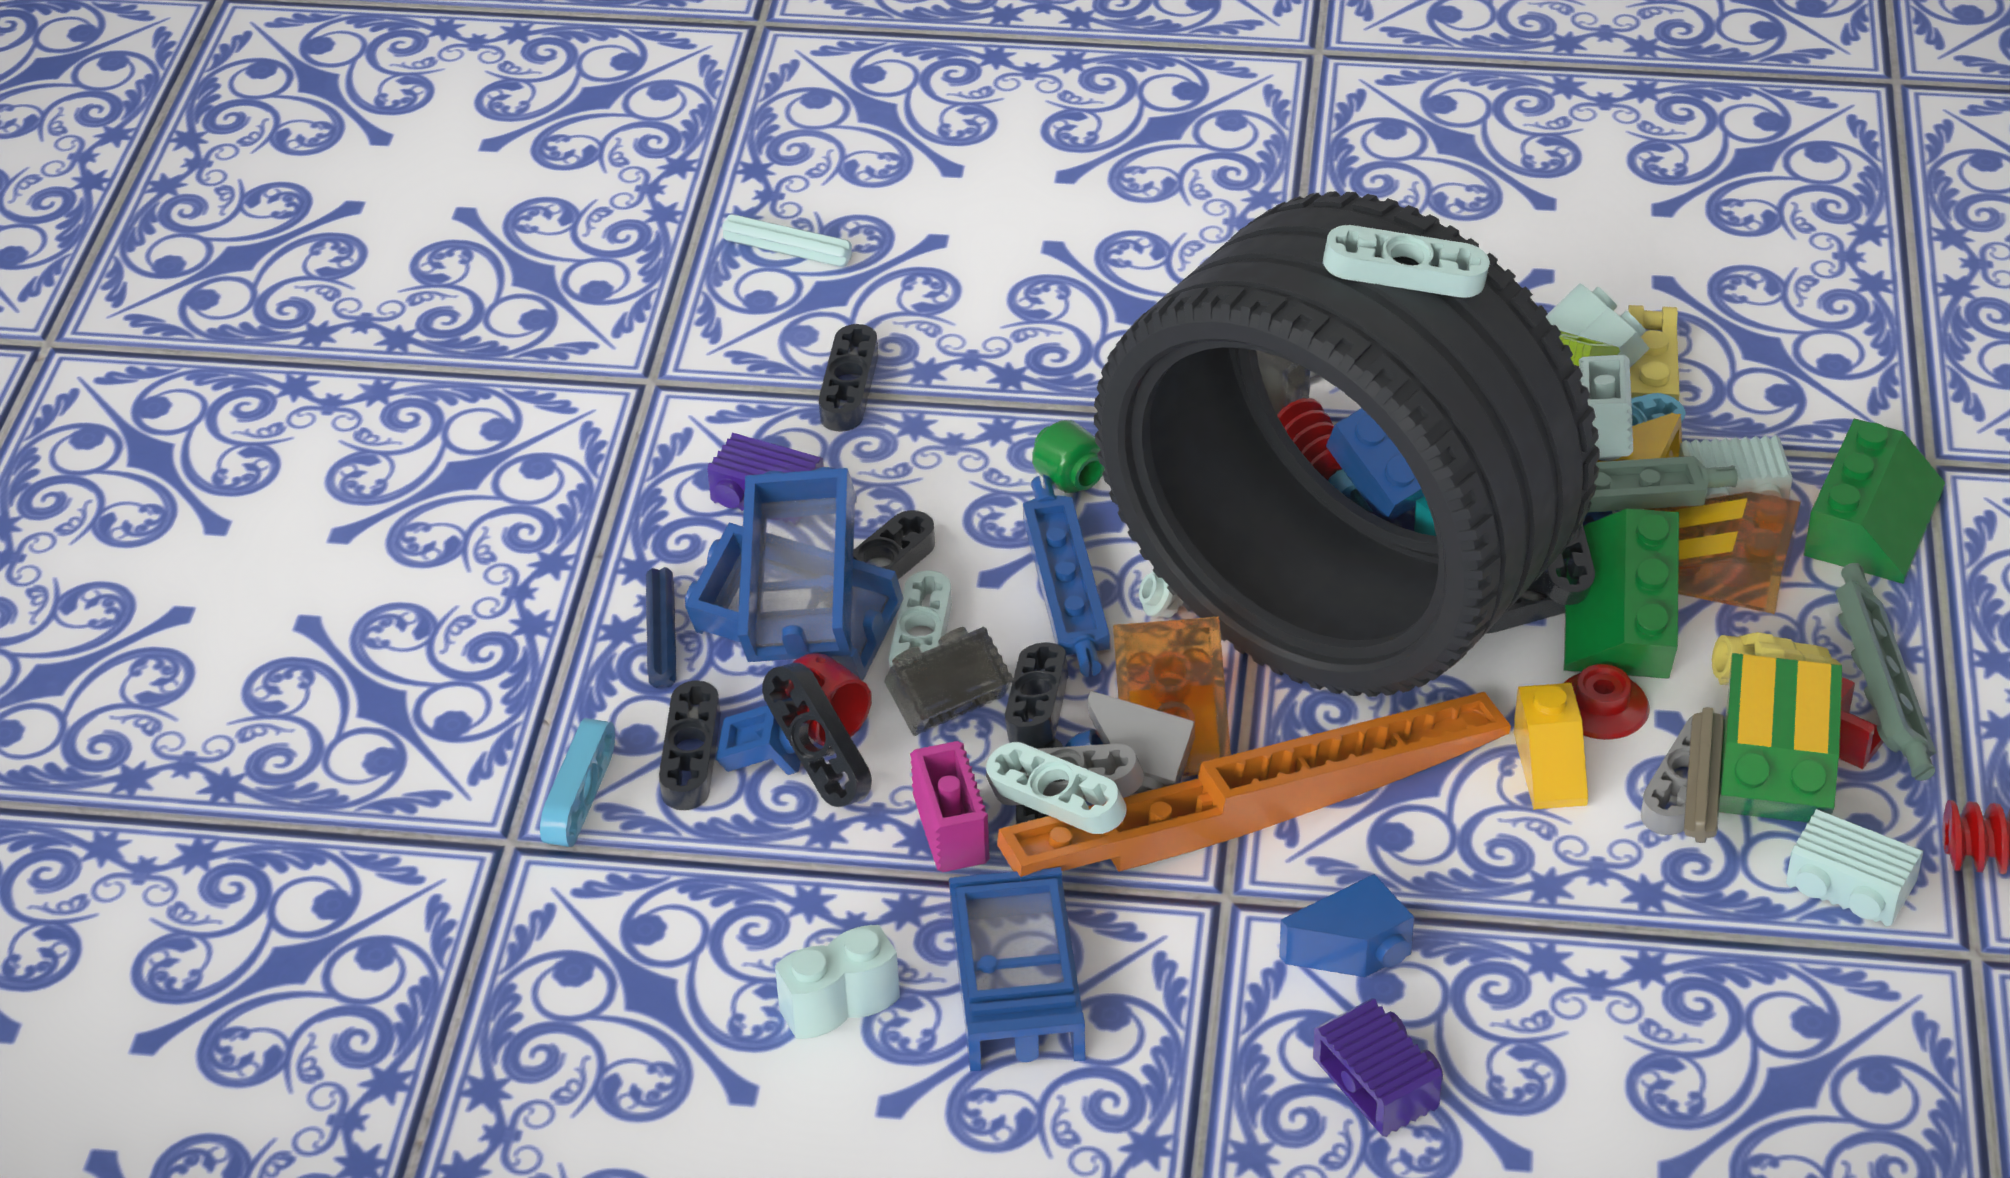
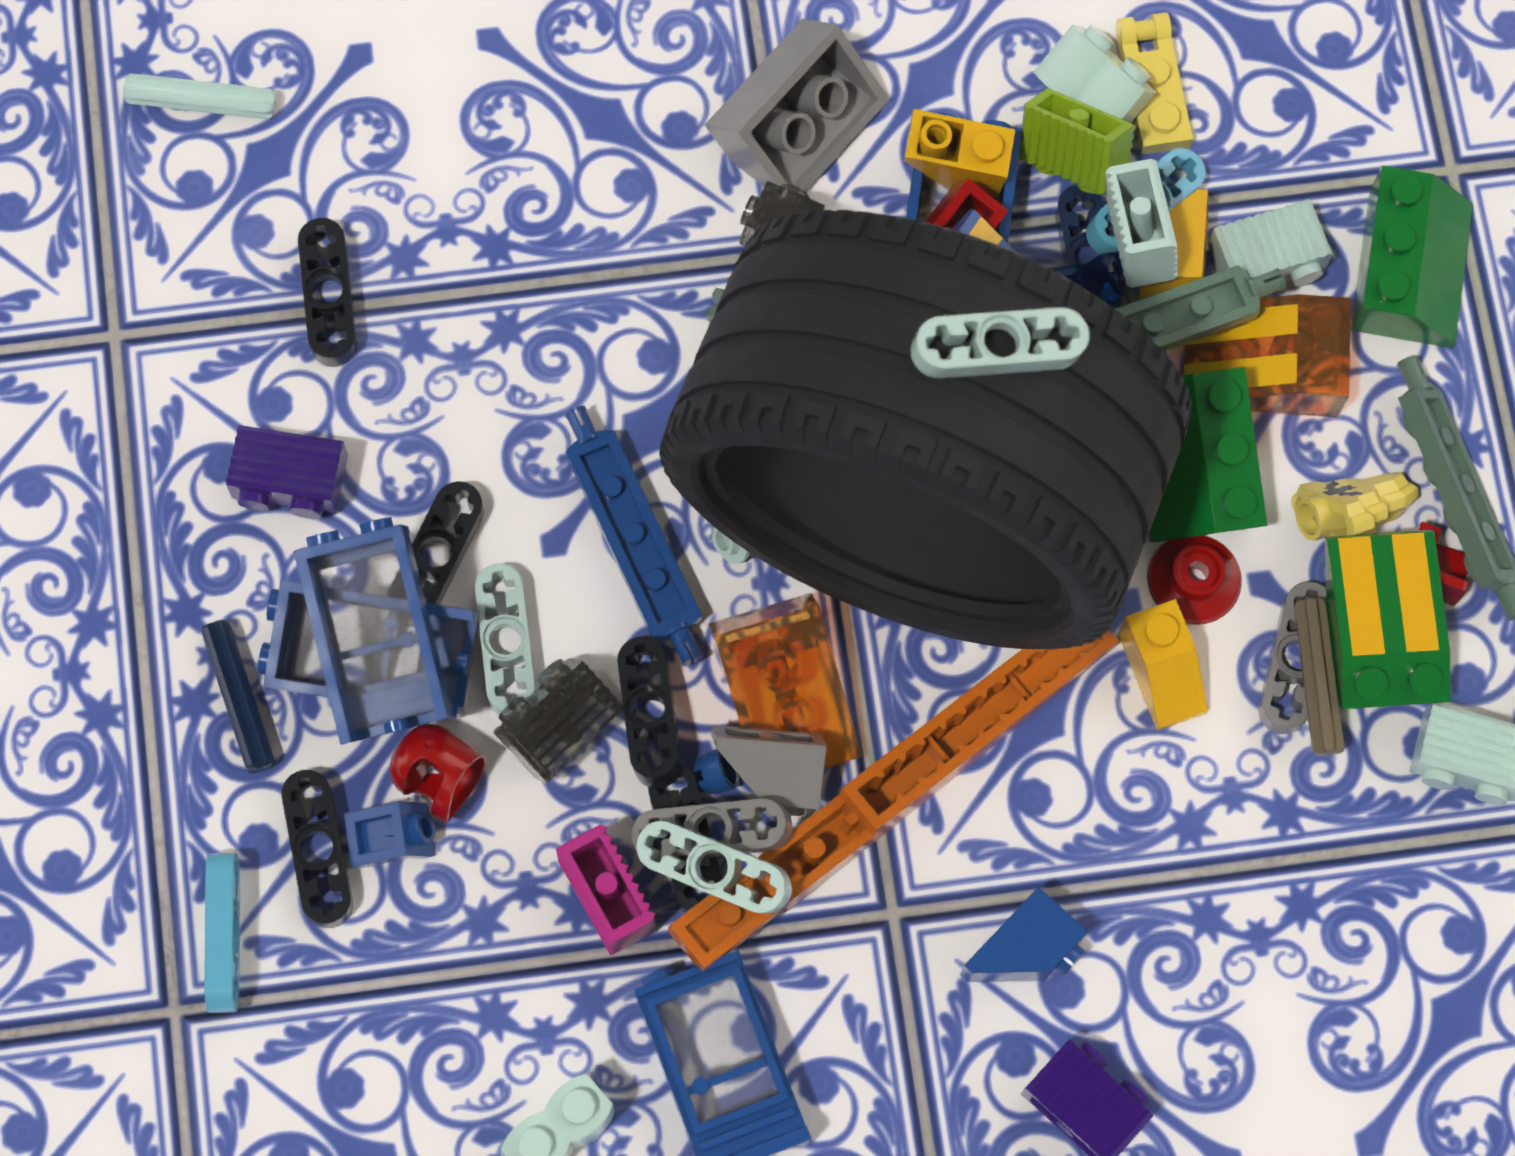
camera: 20 degrees left, 30 degrees up
(838, 741) = (425, 808): black beam -> none
(1067, 456) = (595, 373): green head -> none

